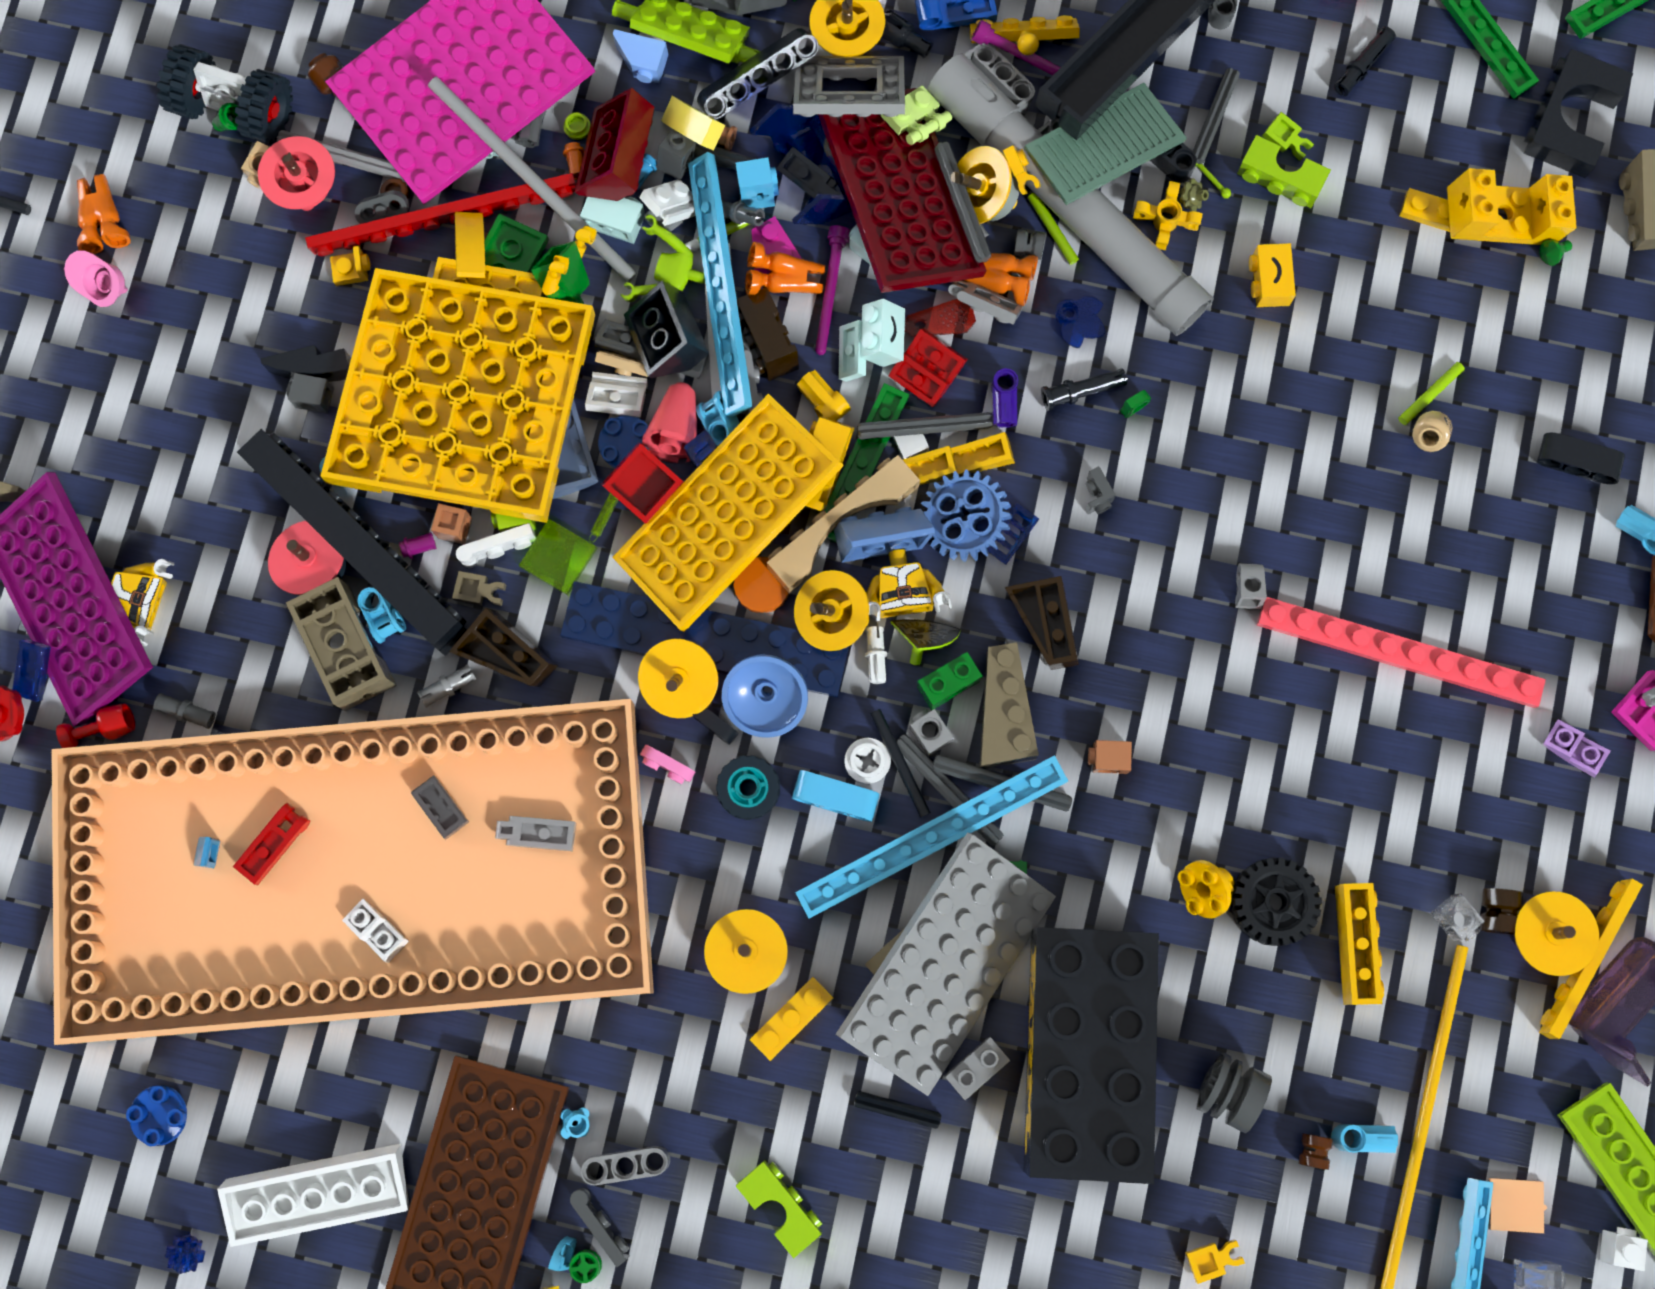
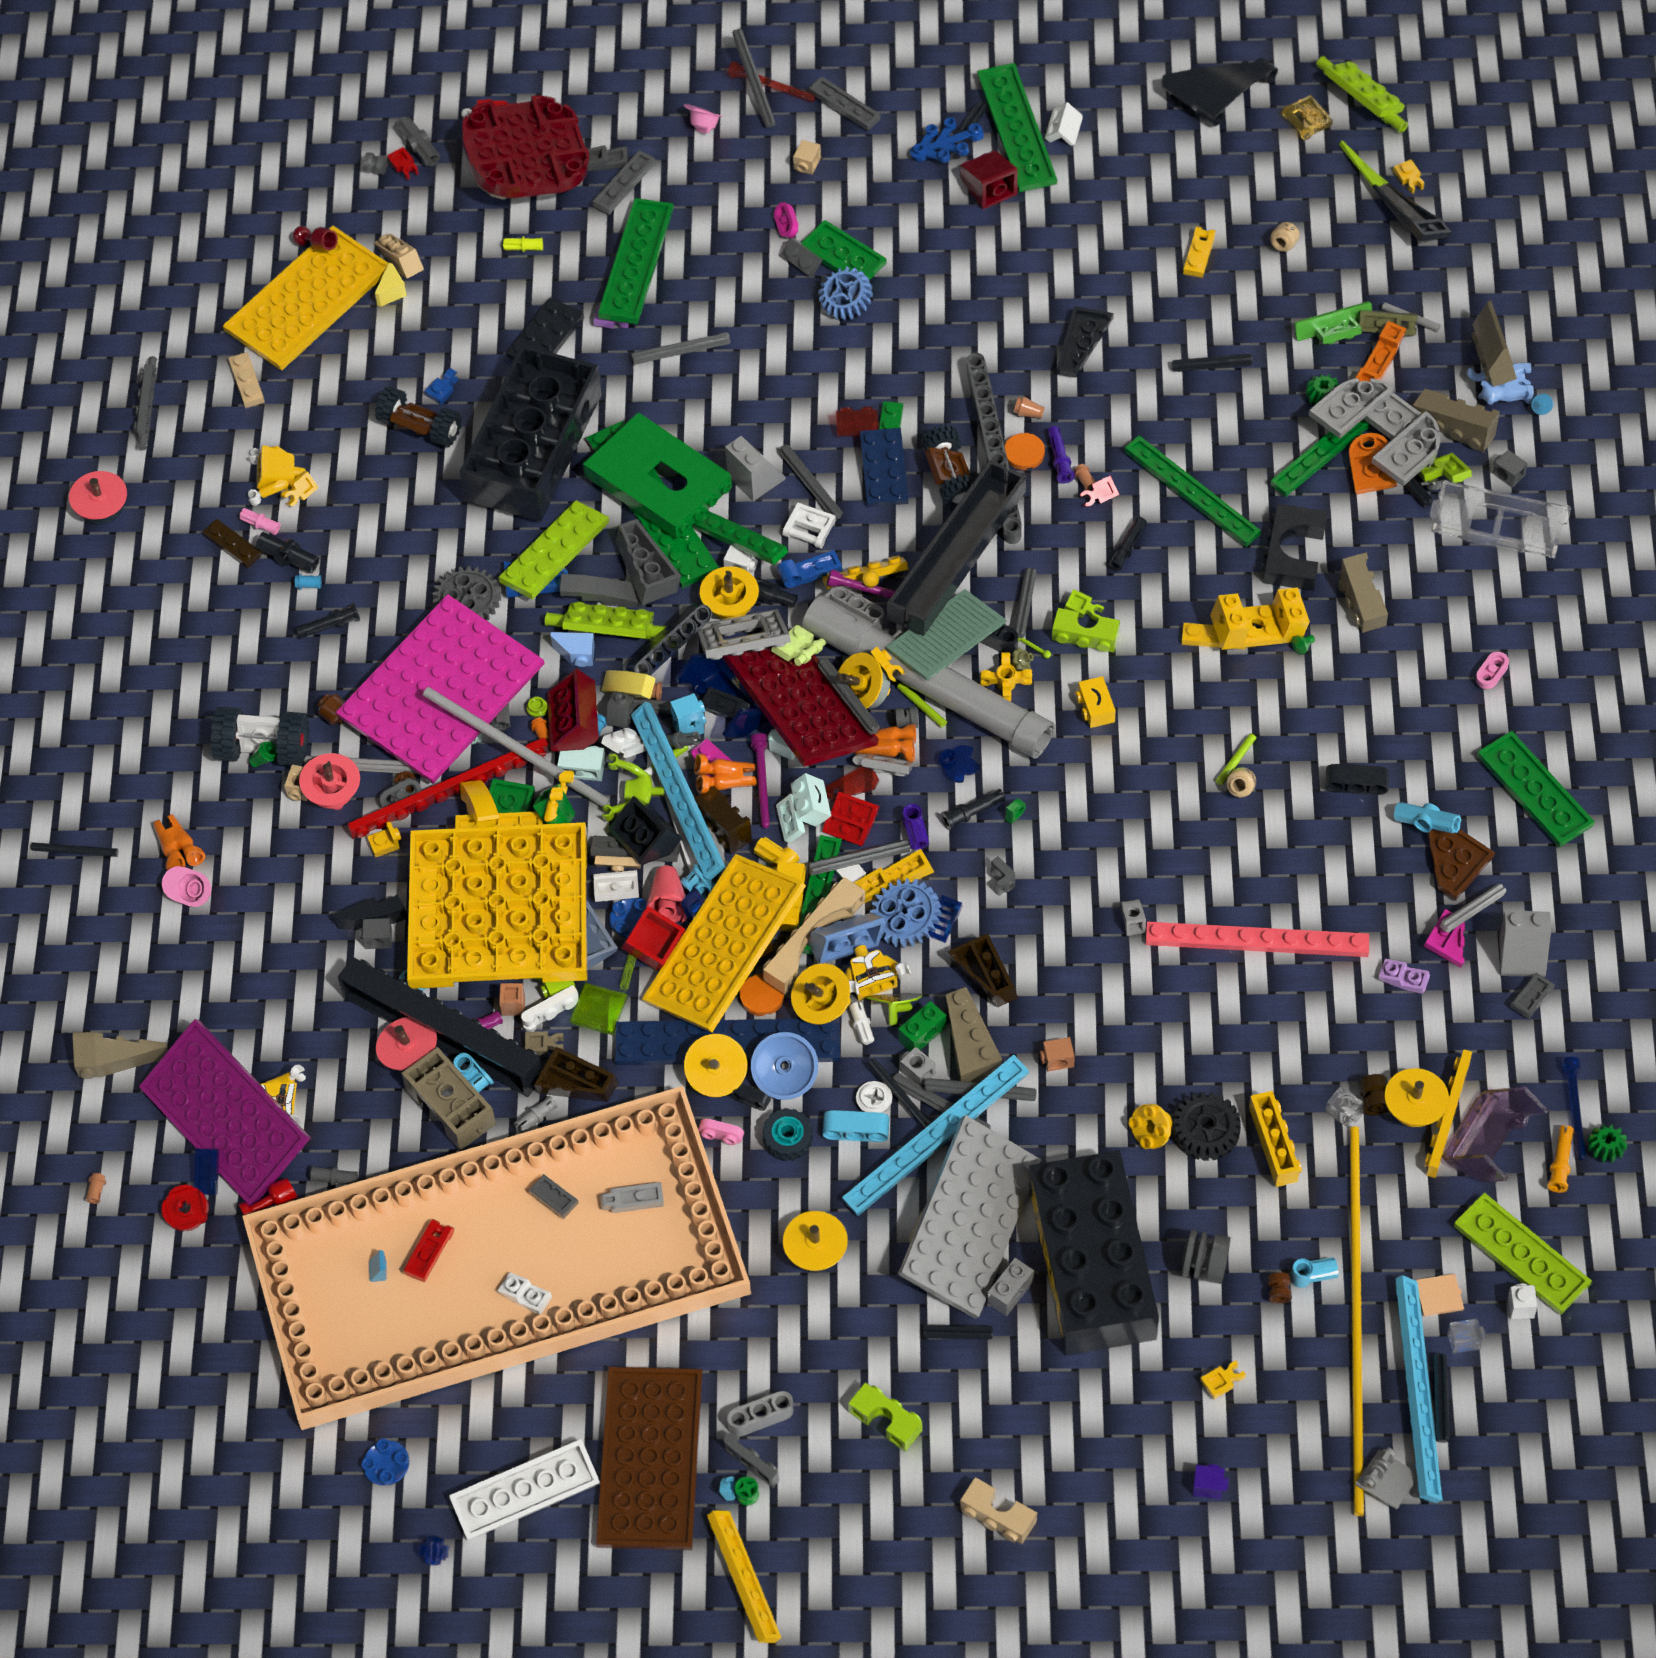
camera: 15 degrees left, 20 degrees down
(580, 1129) = (719, 1394): medium azure plate -> none
(791, 1018) = (861, 1288): yellow plate -> none

